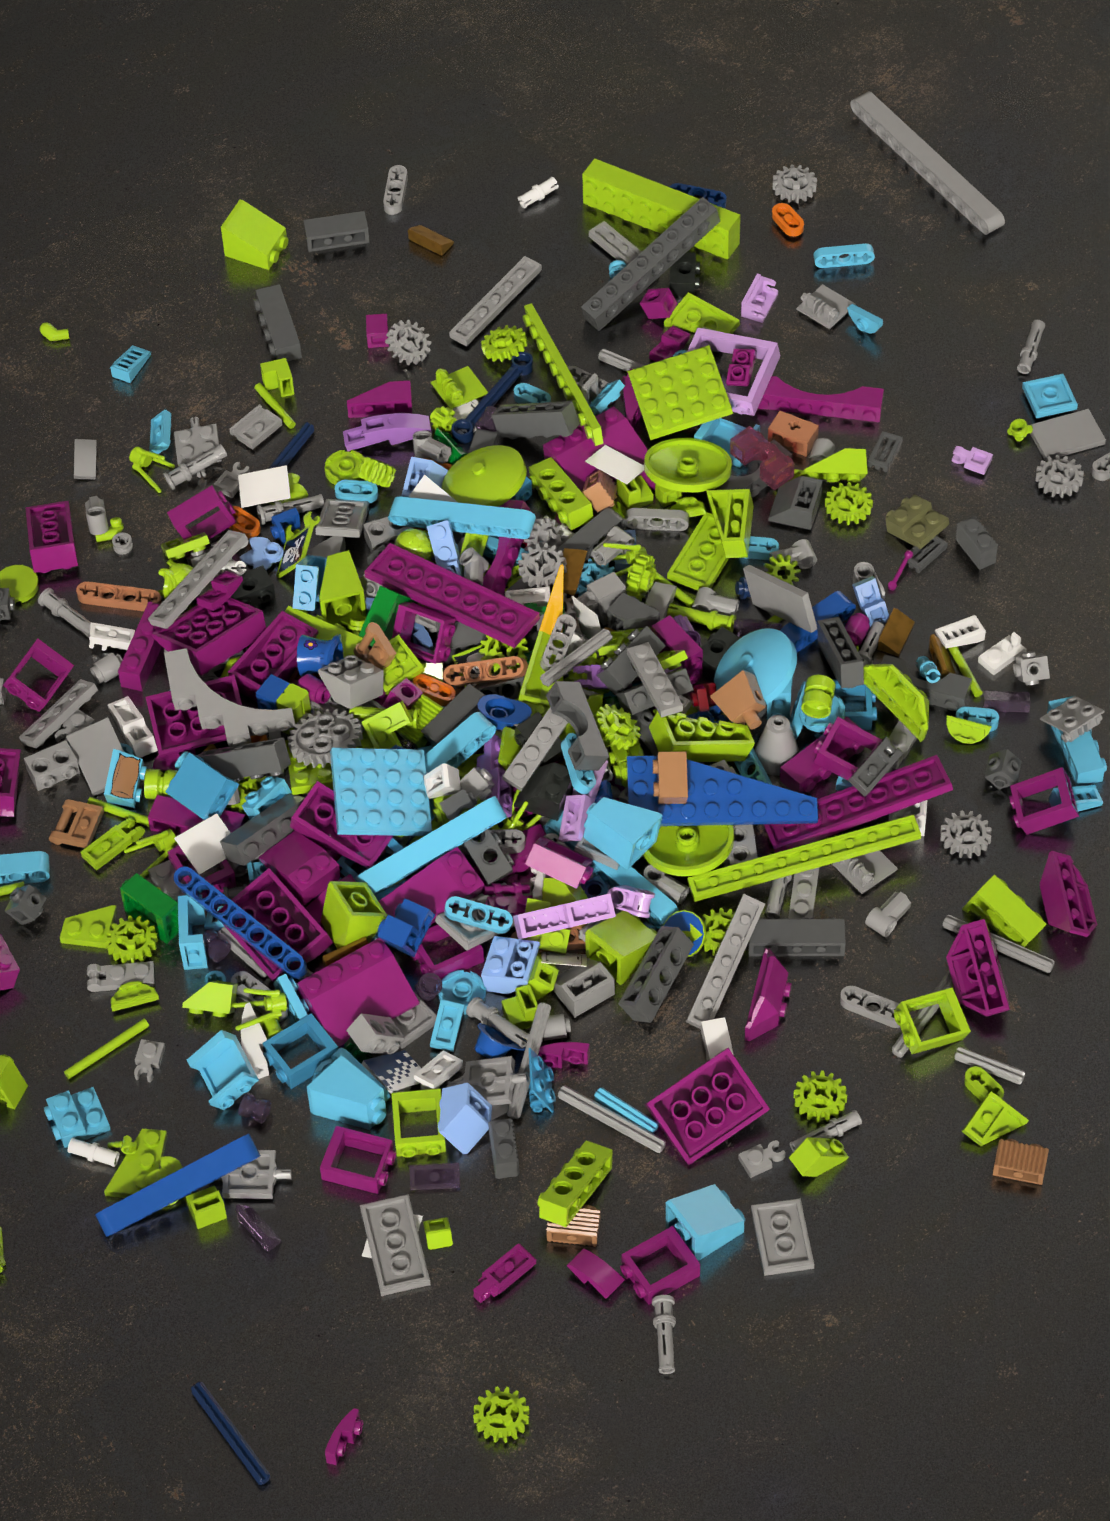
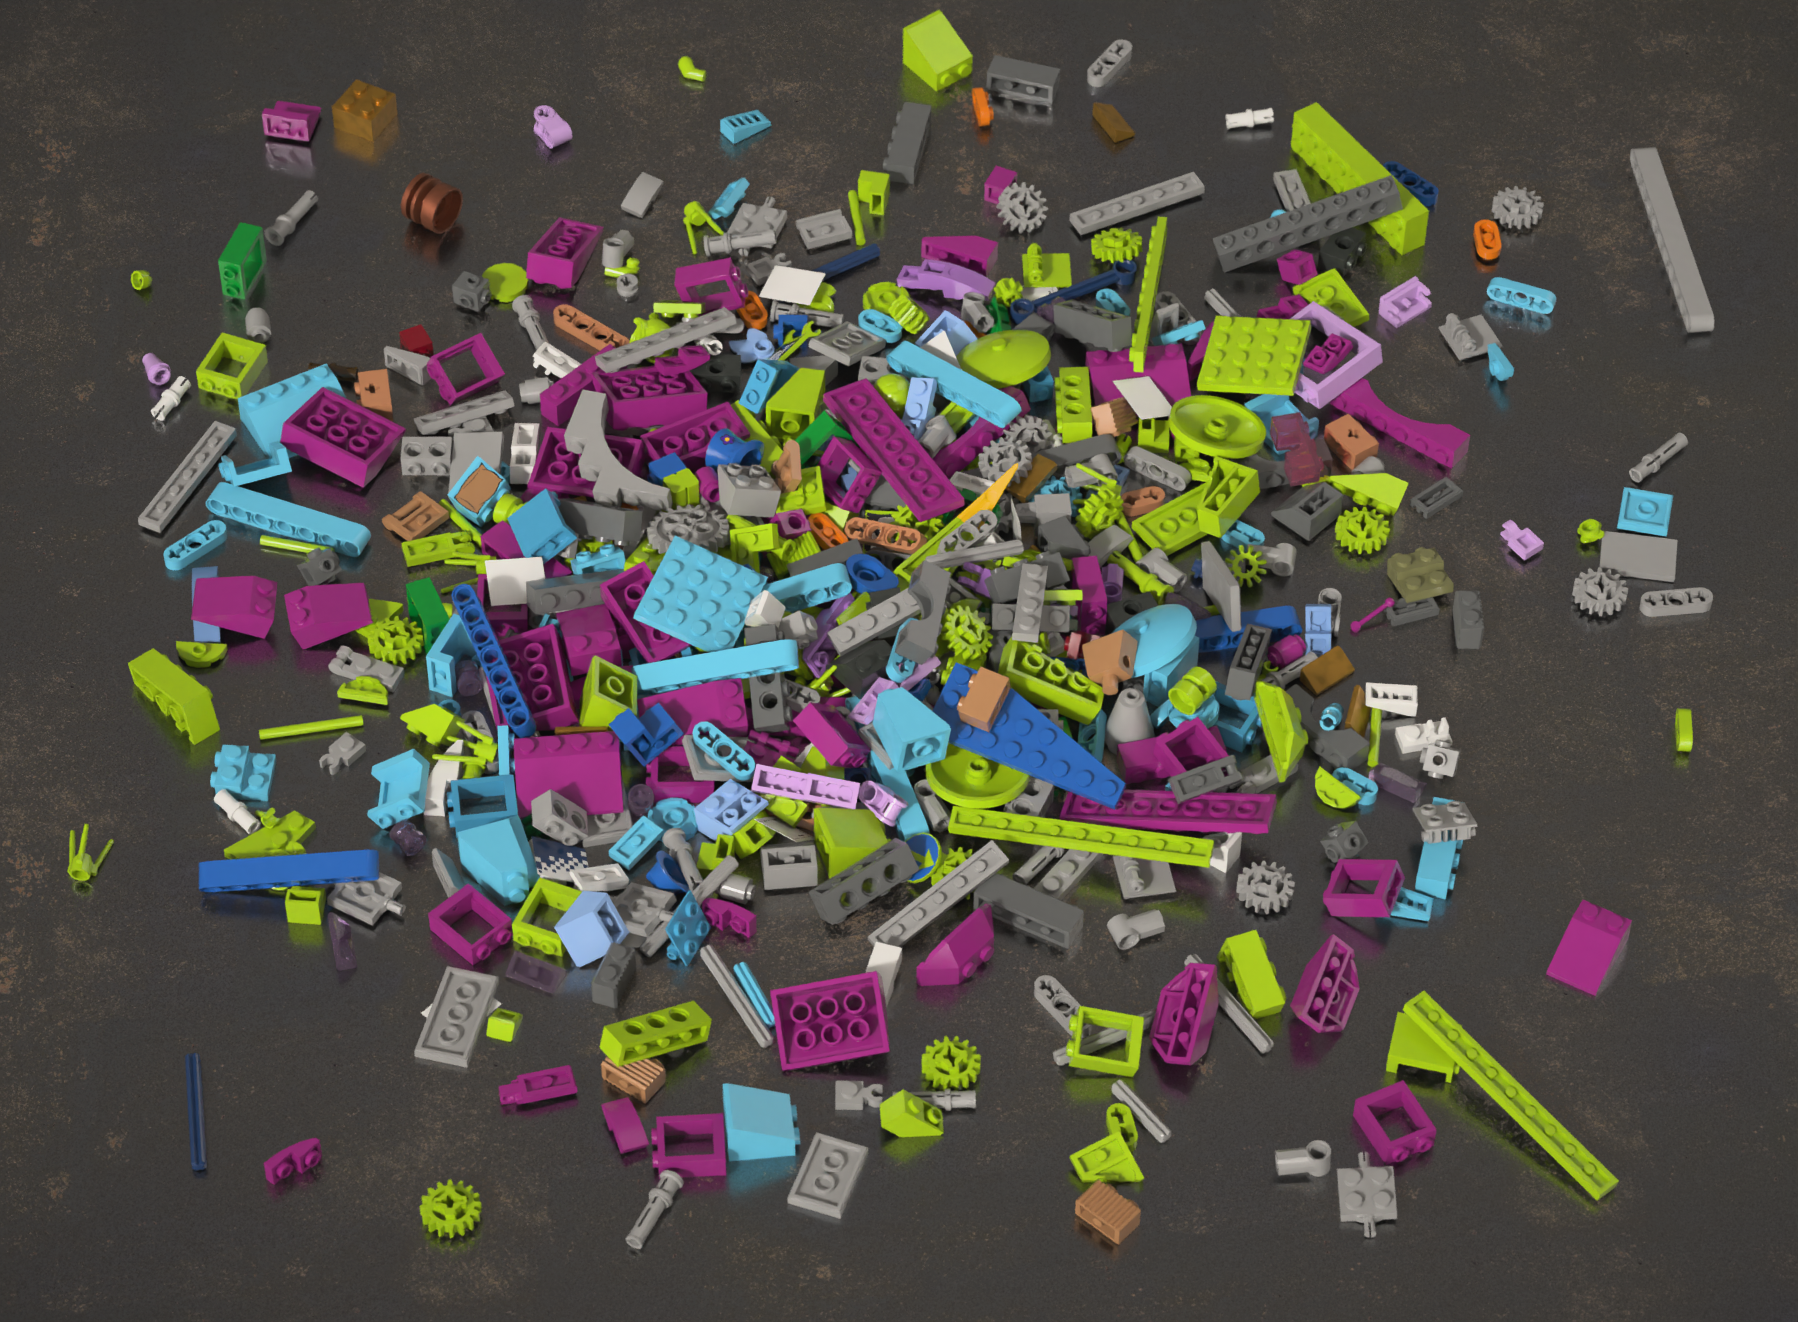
camera: 25 degrees right, 5 degrees down
(60, 940) = (327, 611): none -> magenta slope
(309, 1127) = (447, 872): none -> light grey slope
(317, 268) = (980, 103): none -> orange plate
(663, 554) = (1142, 501): none -> nougat beam

